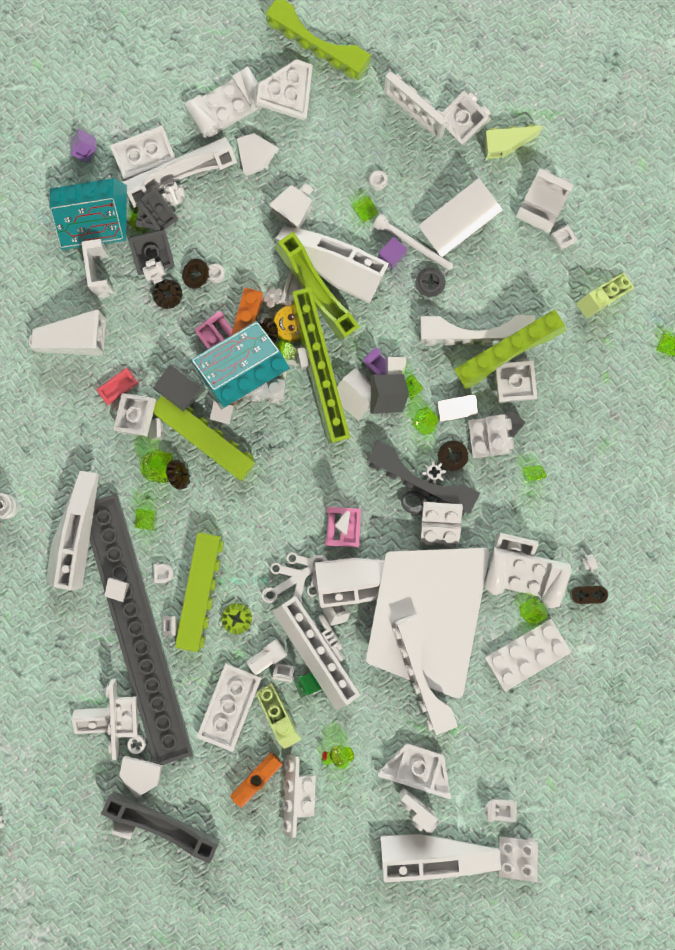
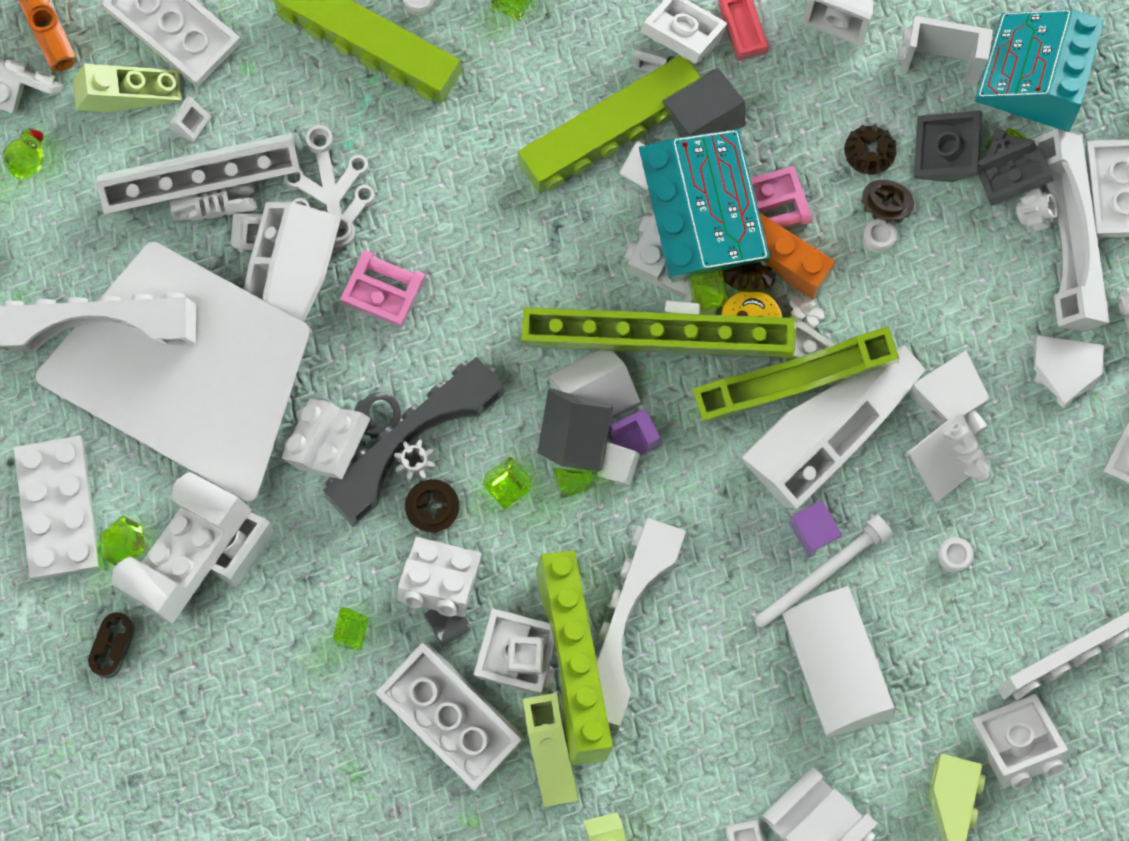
camera: 110 degrees right, 10 degrees down
(154, 271) = (913, 136): white gear -> none
(154, 465) = (589, 39): clear neon green hair -> none
(177, 480) = (556, 54): dark brown gear -> none
(245, 615) = (302, 93): lime gear -> none
(269, 655) = (225, 109): white piece -> none
(307, 685) = (155, 145): green bracket -> none
(328, 196) = (949, 457): none -> white hinge
(342, 523) = (382, 277): white slope -> none
(364, 208) = (912, 514): clear neon green slope -> none
(437, 277) = (737, 562): dark grey gear -> none
(457, 408) = (509, 543): white slope -> none
(518, 374) = (525, 655): none -> white tile
(557, 347) = (550, 749): none -> yellowish green slope
(558, 405) = (450, 715): none -> white slope
(590, 562) = (163, 666): white plate -> none

